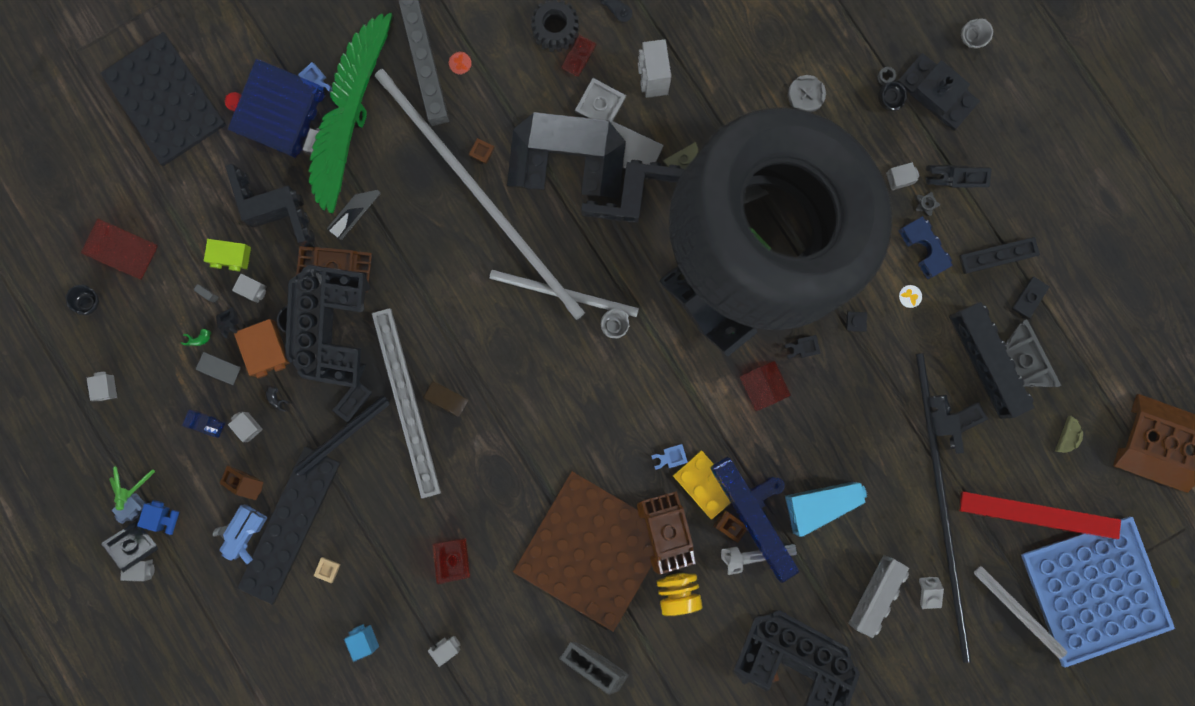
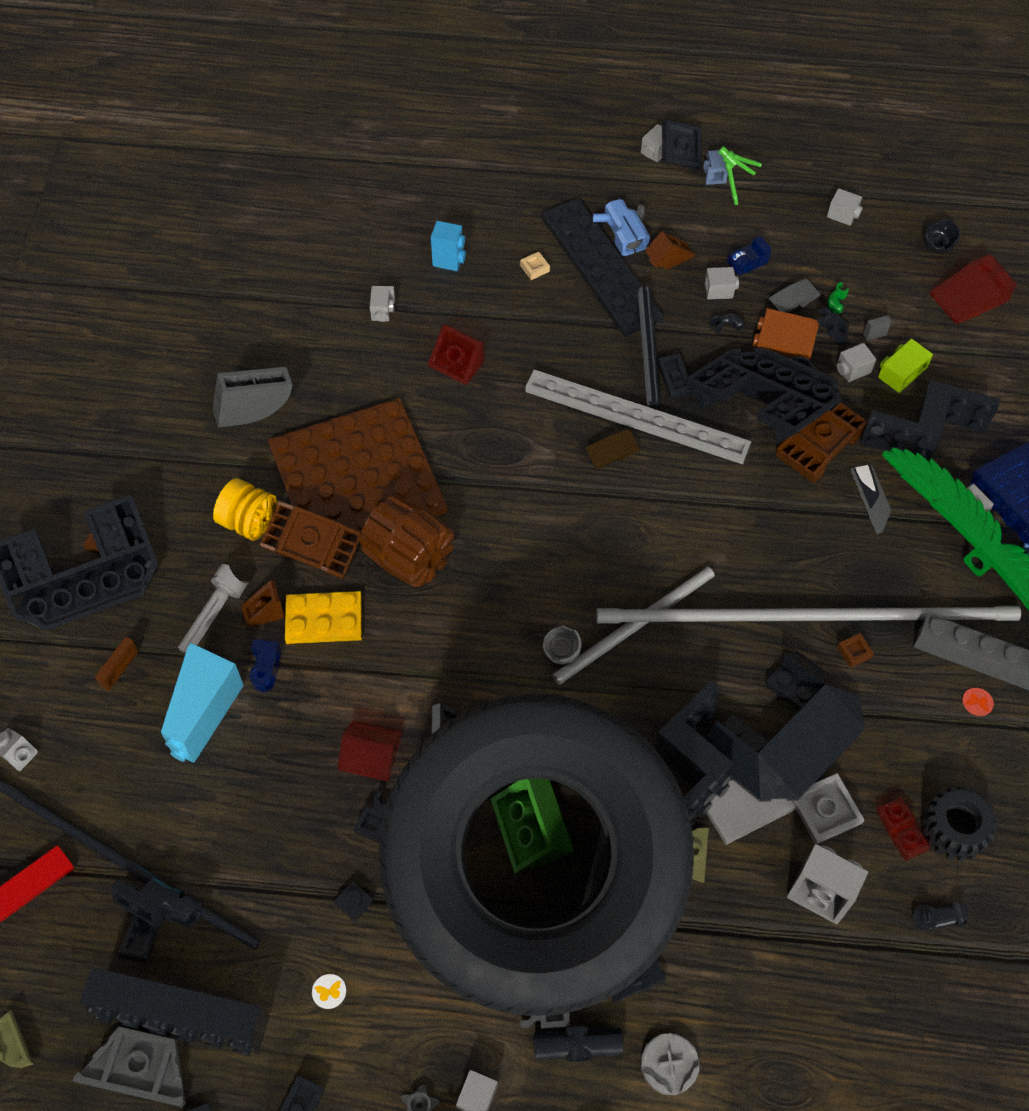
camera: 125 degrees right, 25 degrees down
(155, 517) = (691, 179): blue brick -> none
(624, 469) = (406, 540): none -> reddish brown wheel
(672, 456) = (380, 604): medium blue plate -> none
(754, 519) = (248, 625): clear blue beam -> none
(836, 580) = (116, 664): none -> reddish brown tile
(878, 596) = (61, 690): light grey slope -> none
(936, 258) = (392, 1058): dark blue arch -> none

